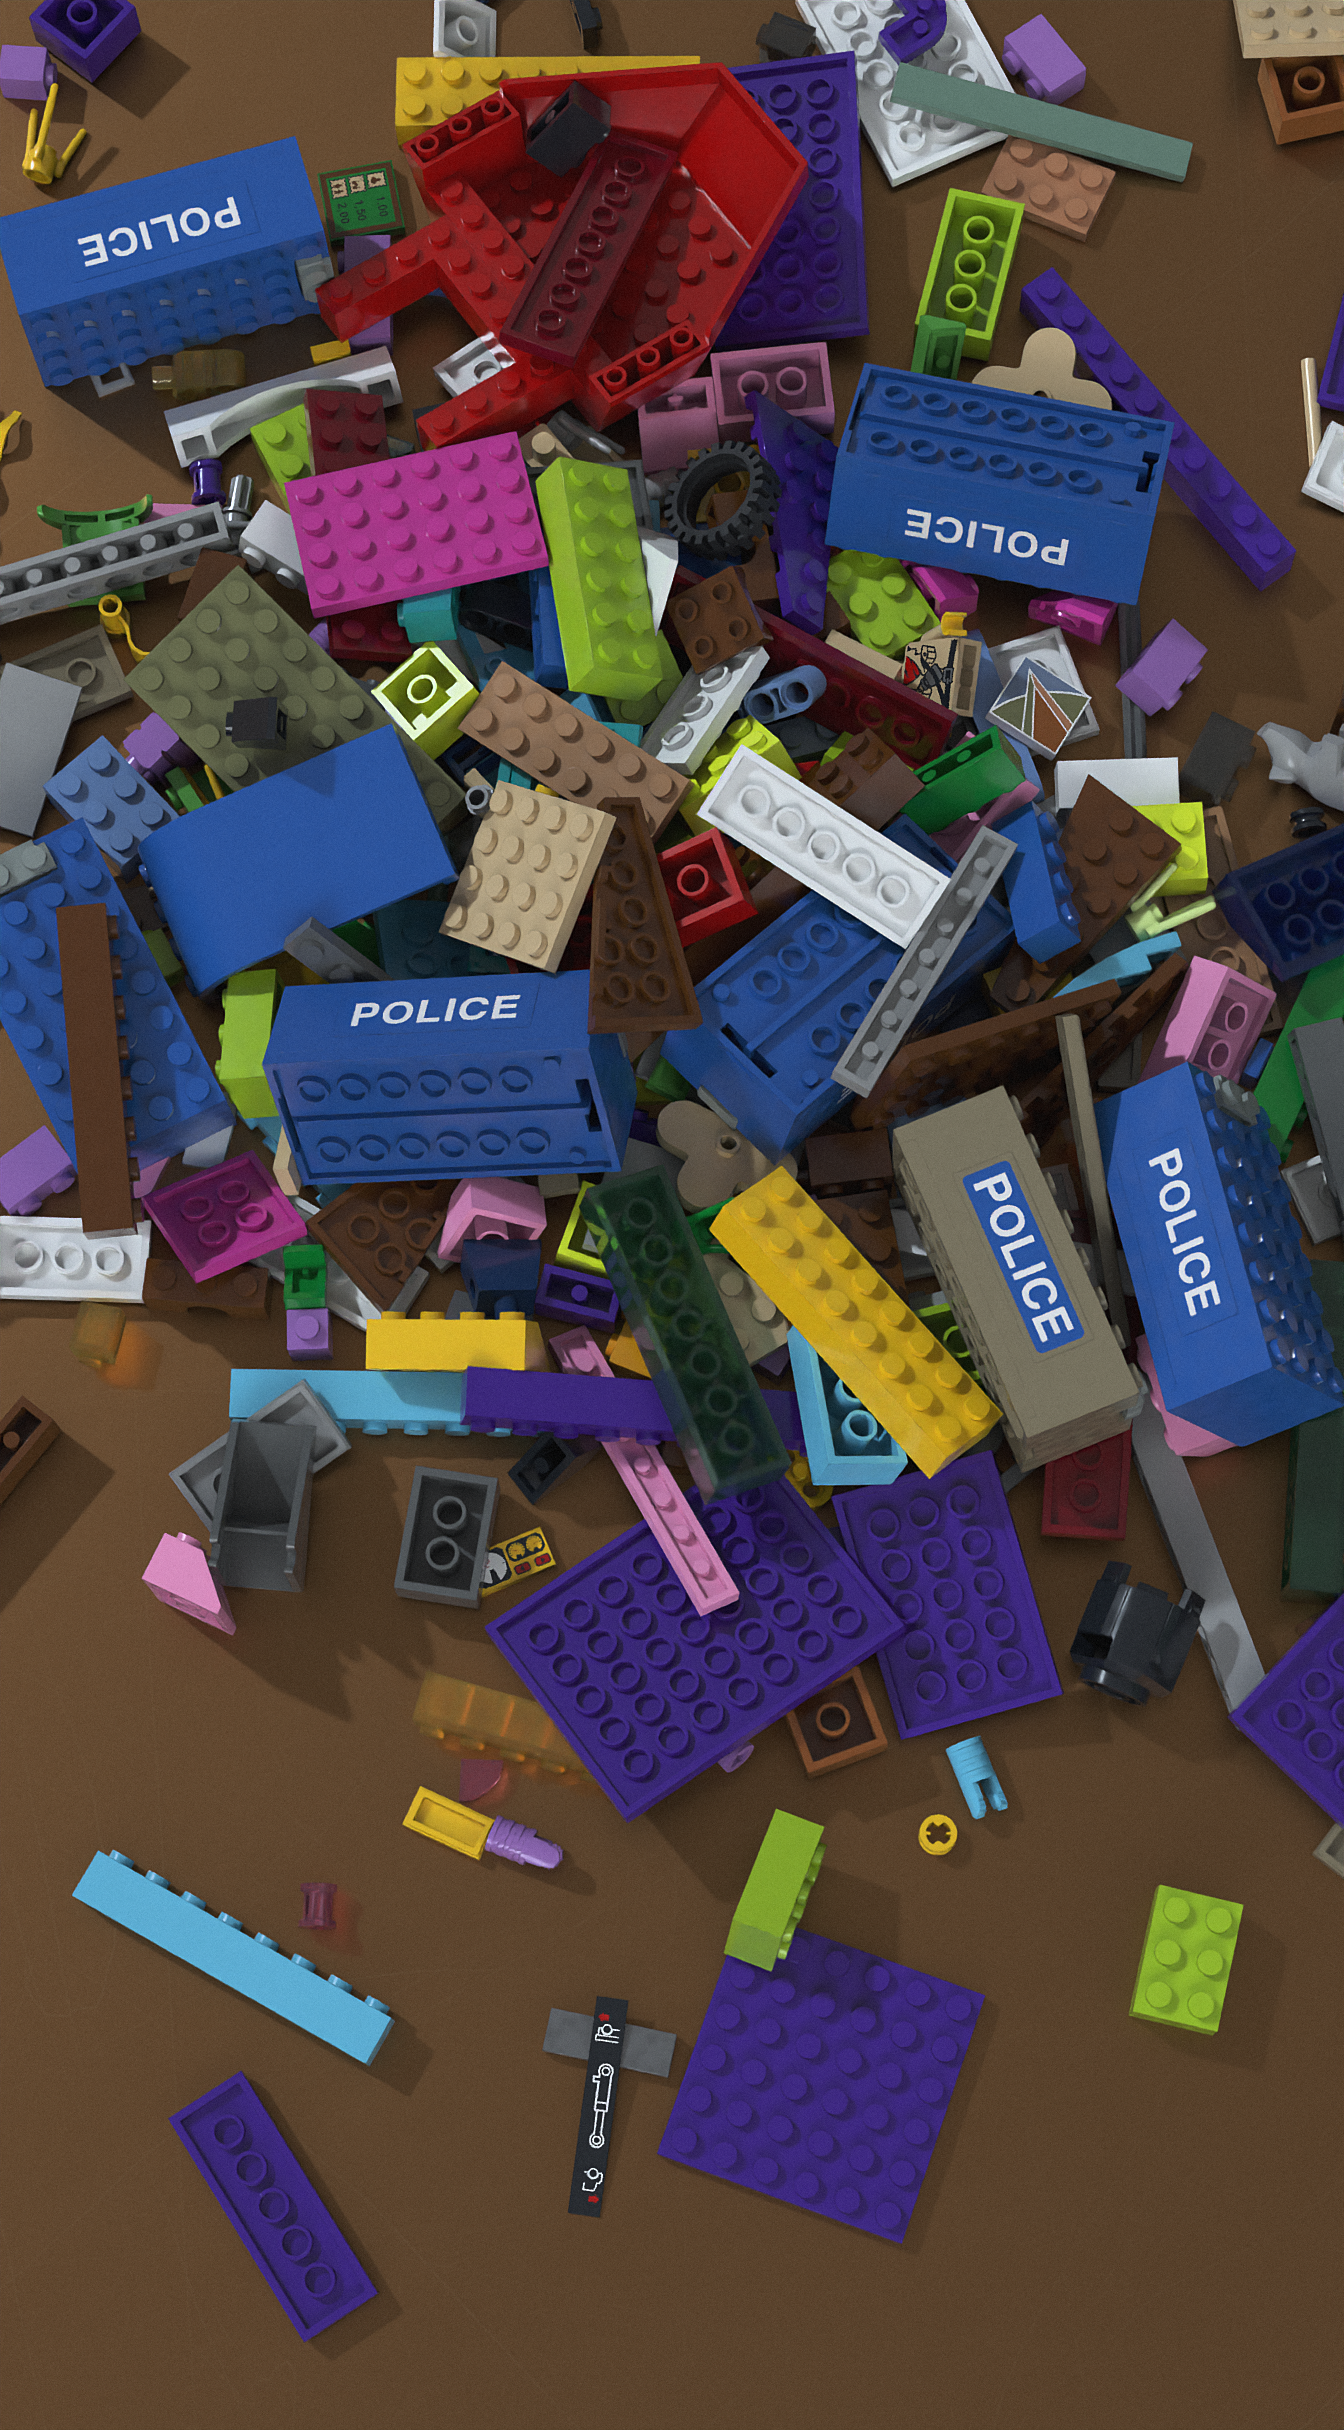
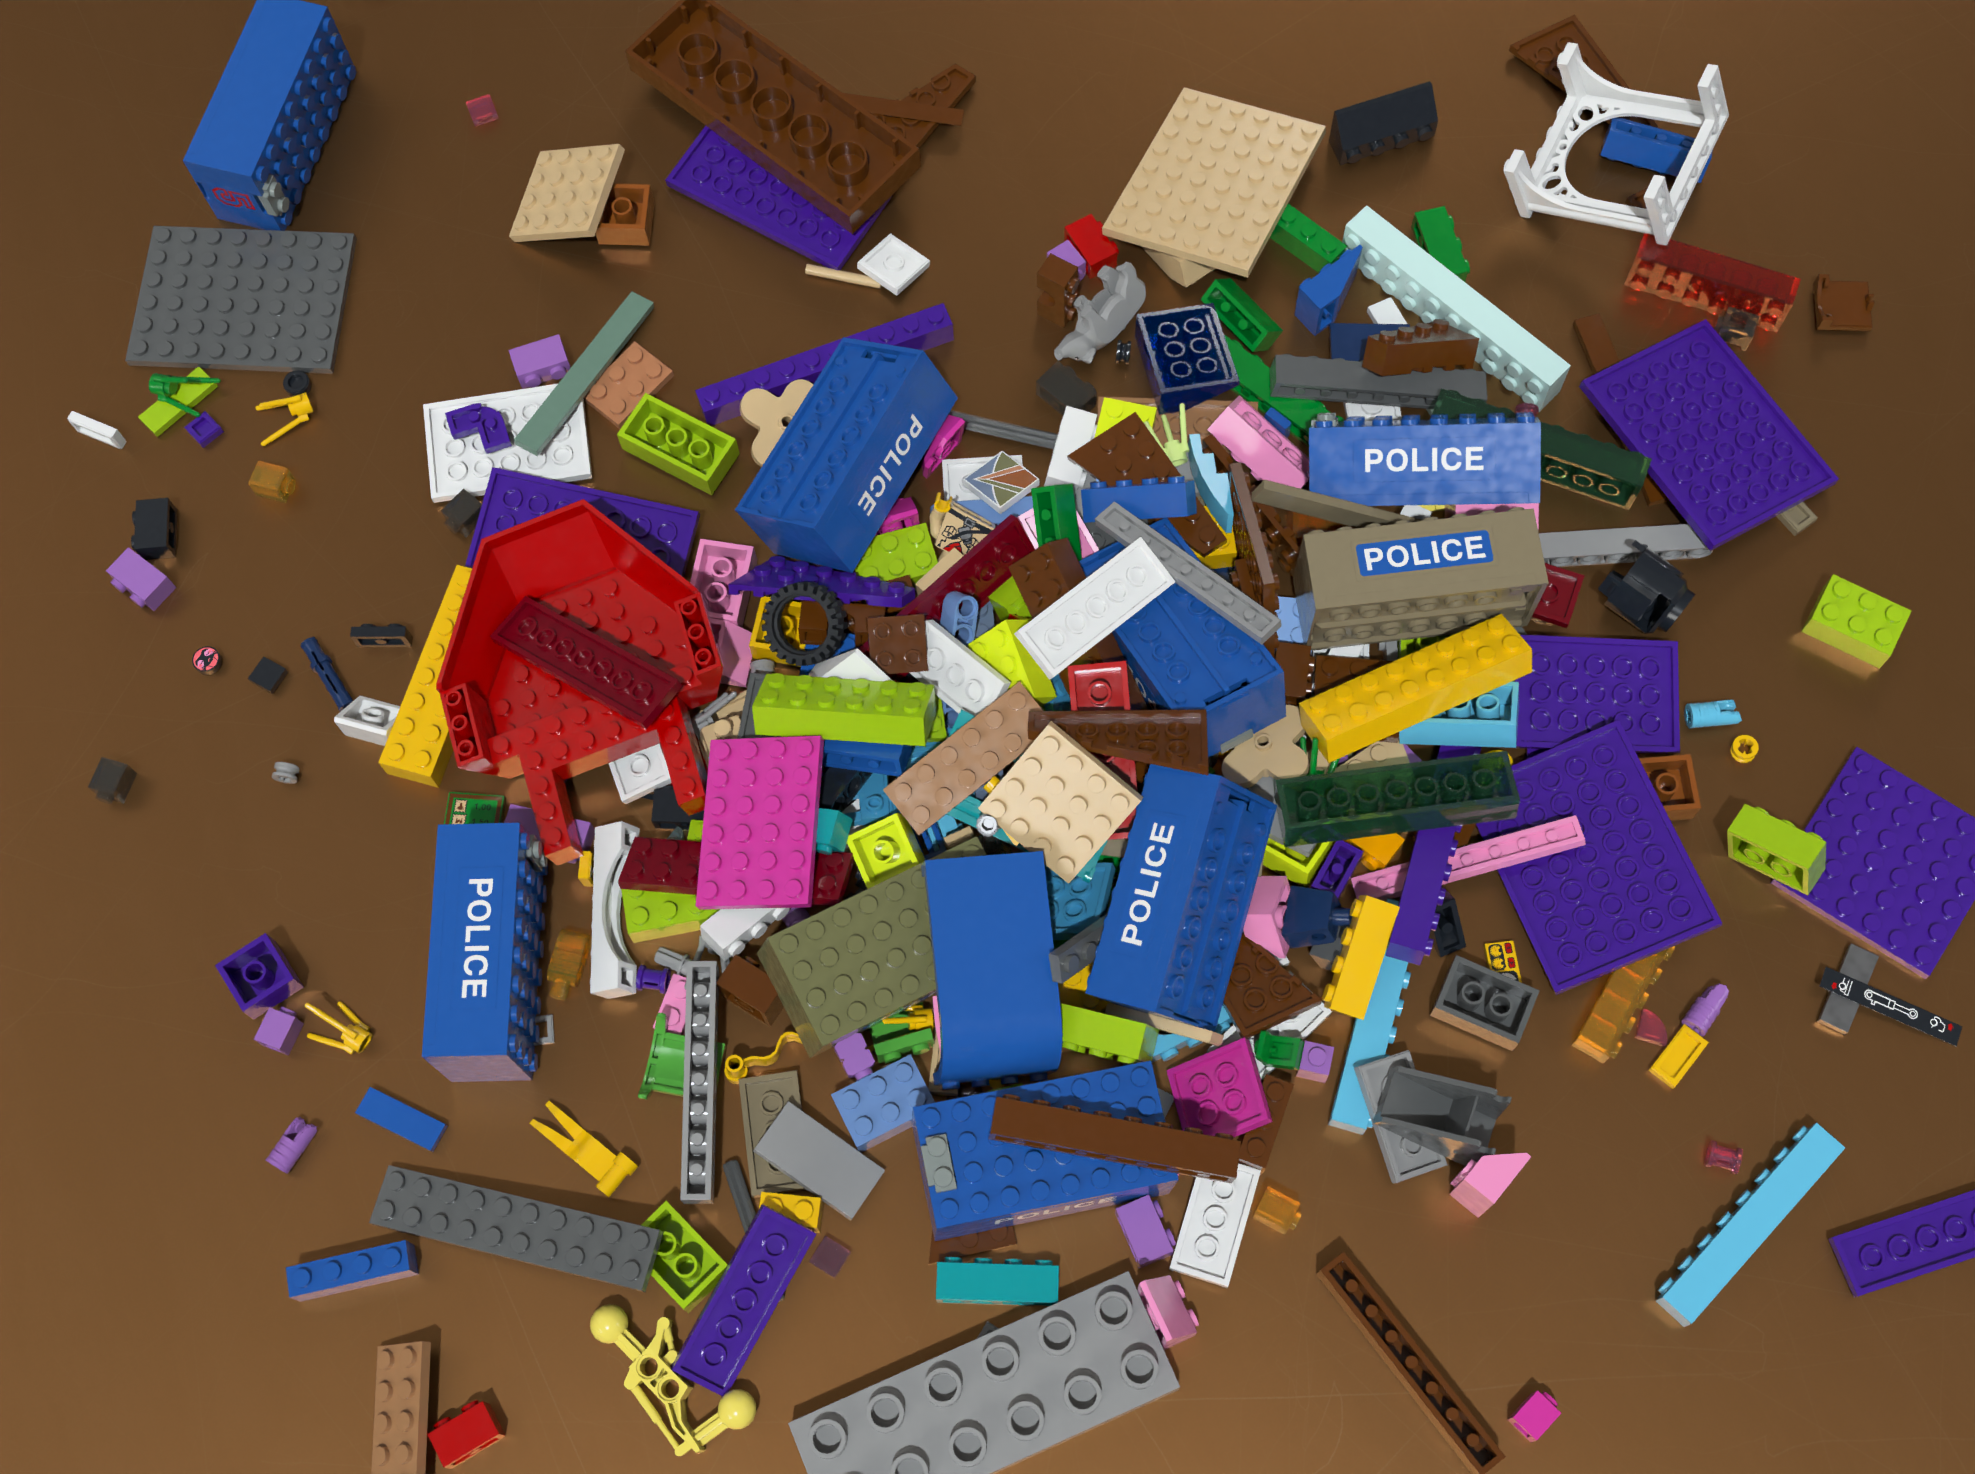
camera: 75 degrees left, 5 degrees down
(258, 724) = (895, 952): black slope -> none
(568, 129) = (485, 657): black brick -> none
(938, 347) = (728, 476): bright green slope -> none
(1162, 667) = (995, 403): medium lavender brick -> none

